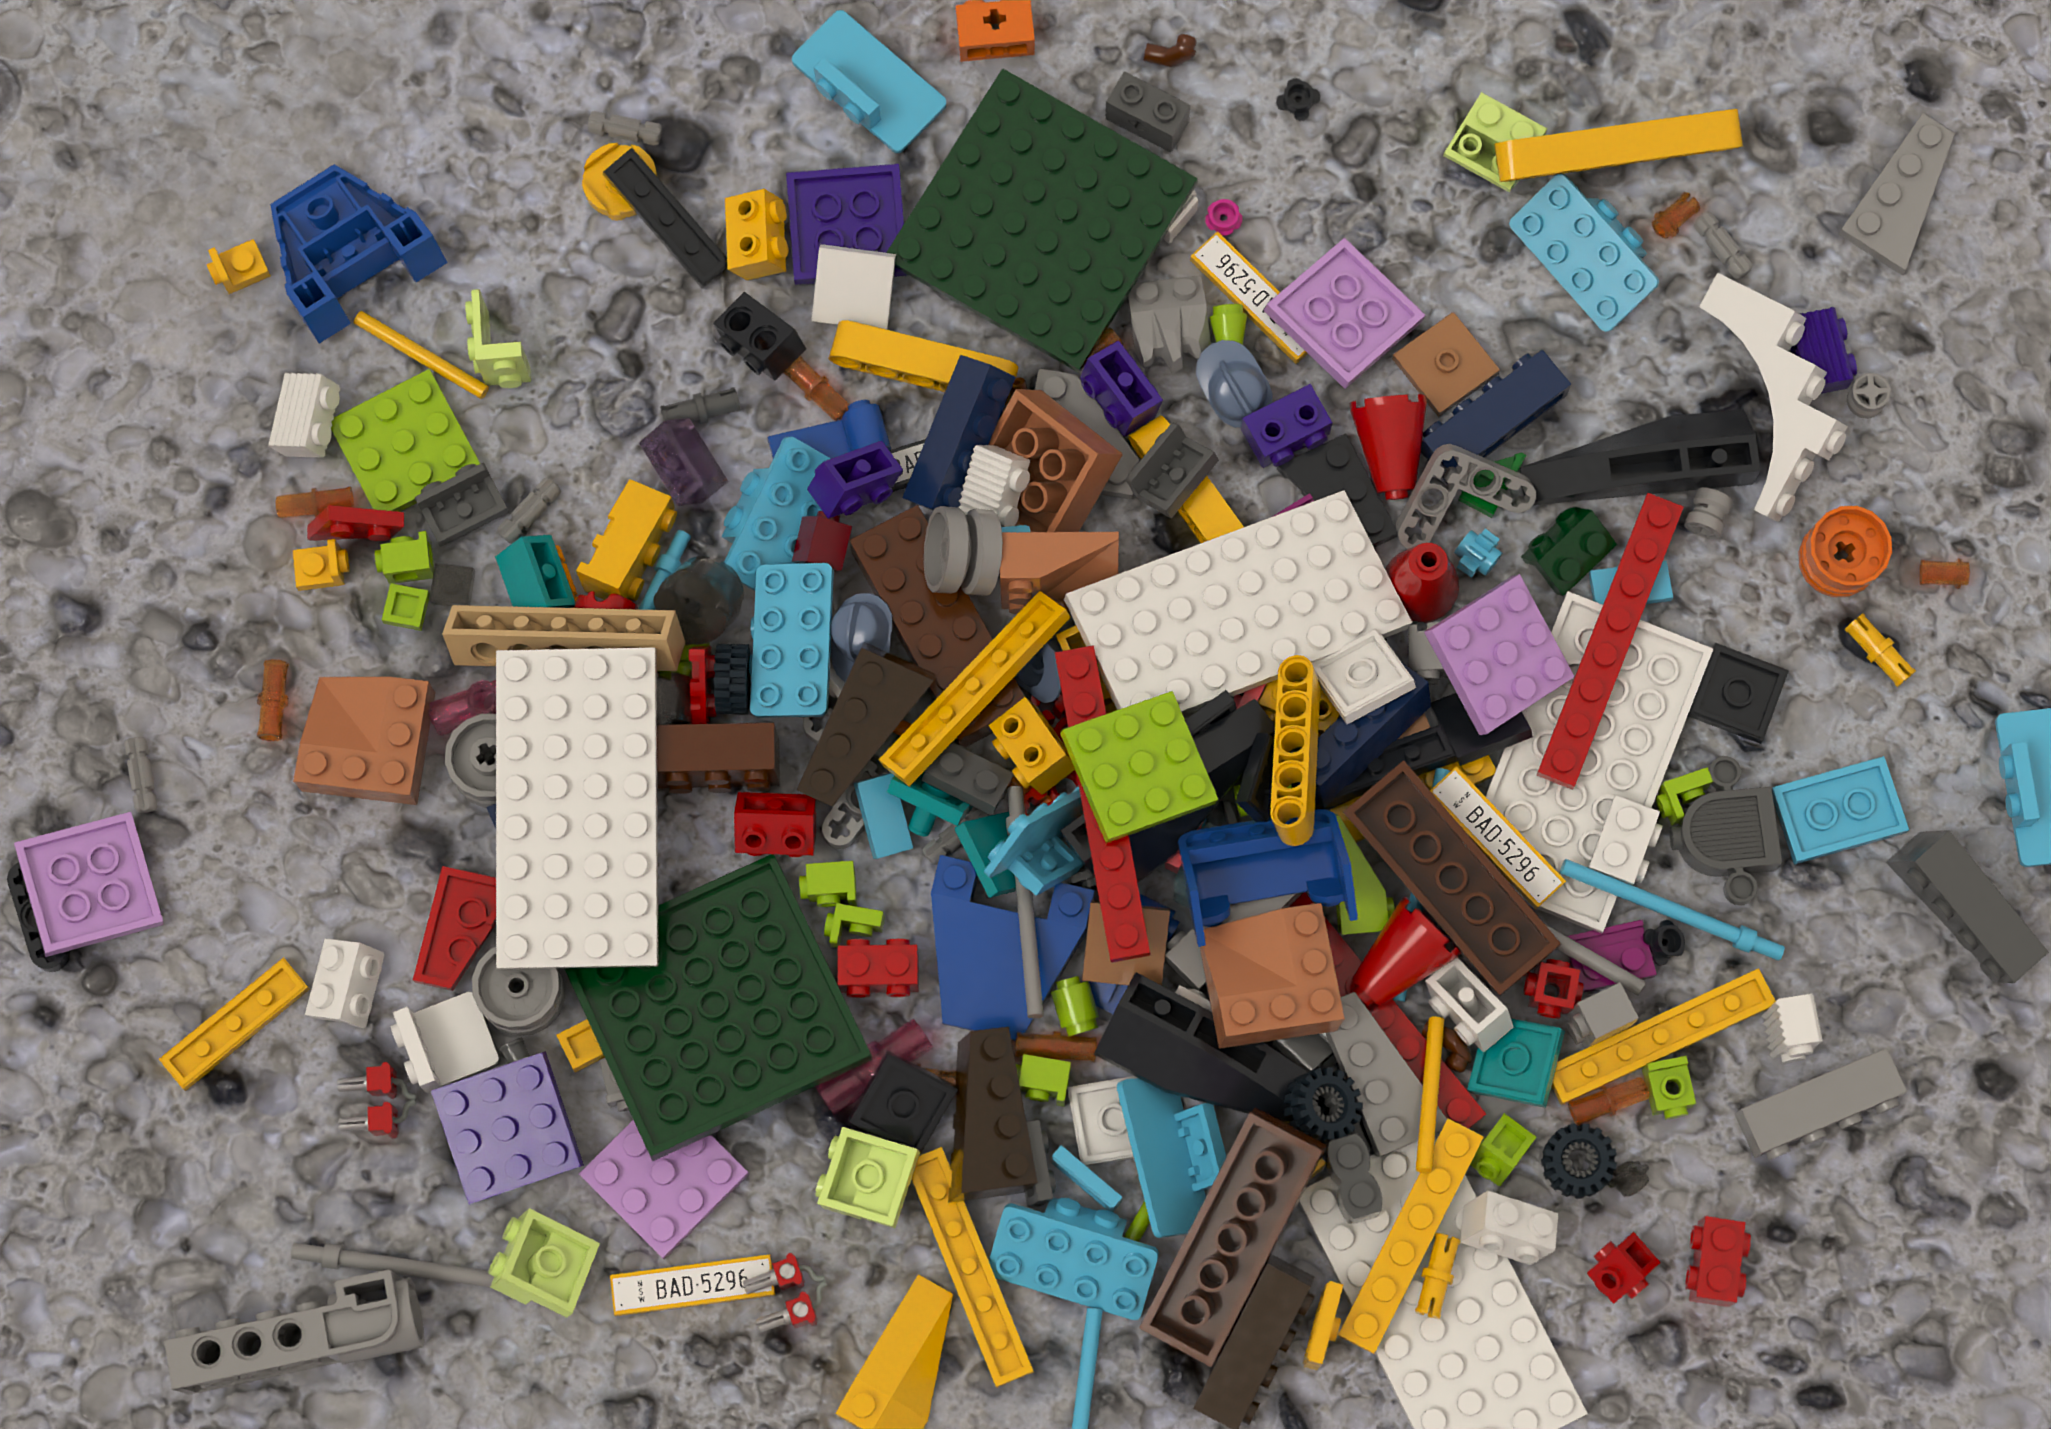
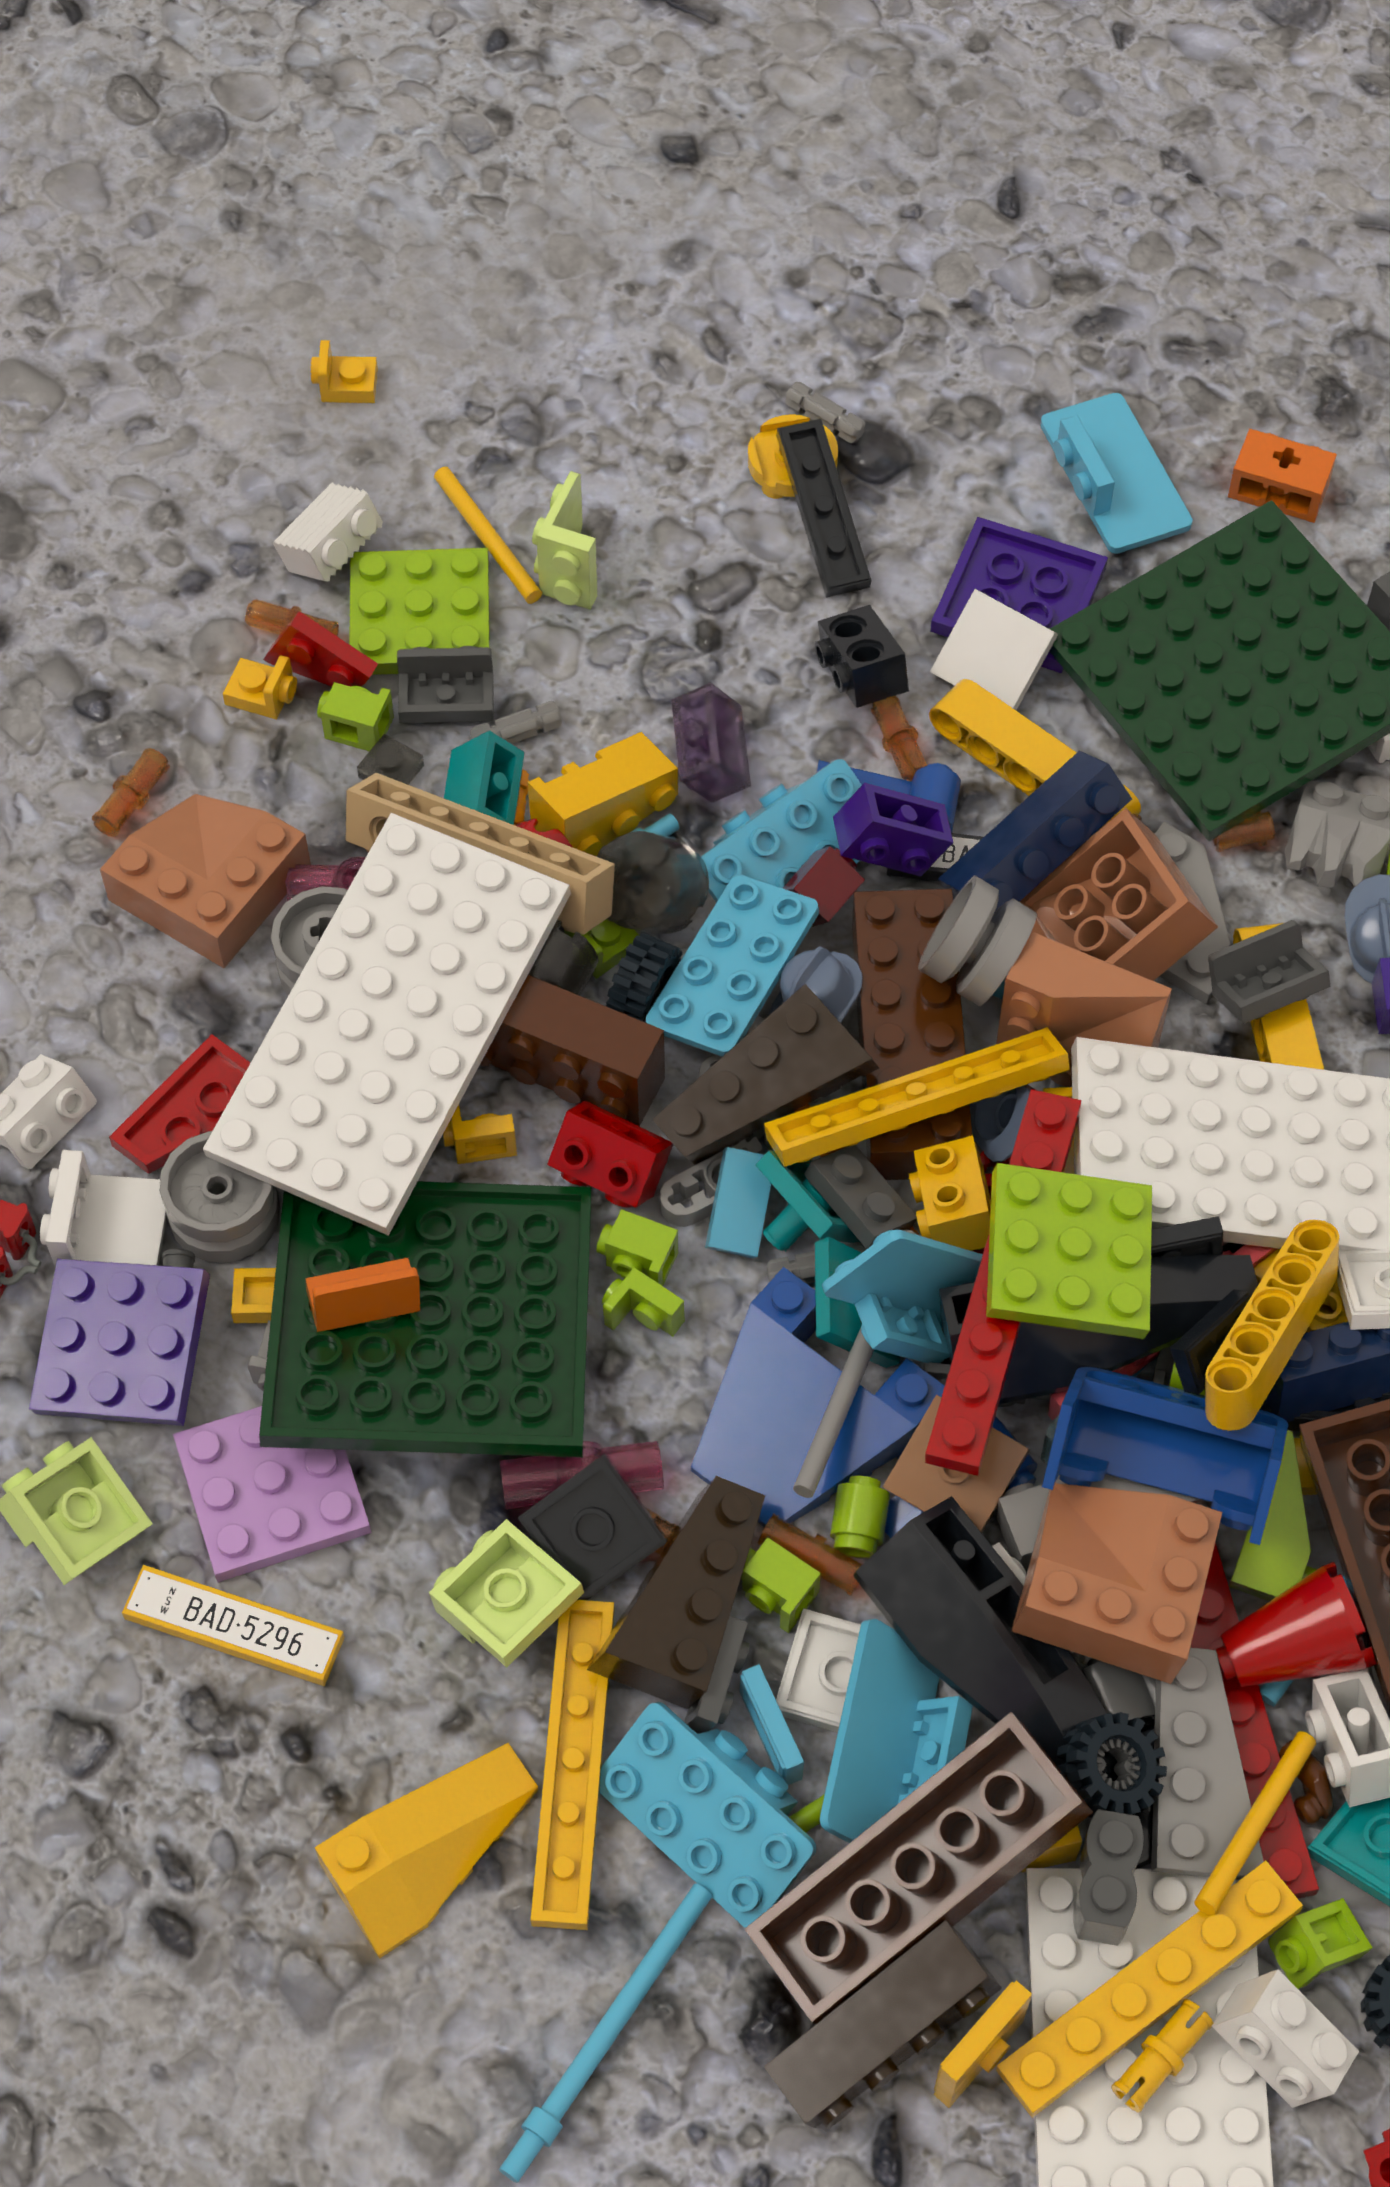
camera: 25 degrees right, 15 degrees down
(340, 235) = (466, 393): blue wedge -> none
(405, 607) = (327, 762): lime plate -> none
(663, 1017) = (363, 1294): none -> orange panel
(679, 850) = (481, 1138): none -> yellow bracket
(700, 685) = (604, 963): red wing -> none
(703, 407) = (766, 705): dark grey pin -> none
(755, 234) = (912, 559): yellow brick -> none
(798, 1310) = (341, 1709): piece -> none
(878, 968) = (645, 1365): red brick -> none
(995, 482) = (1057, 893): white brick -> none
(1120, 389) = (1249, 873): dark purple brick -> none

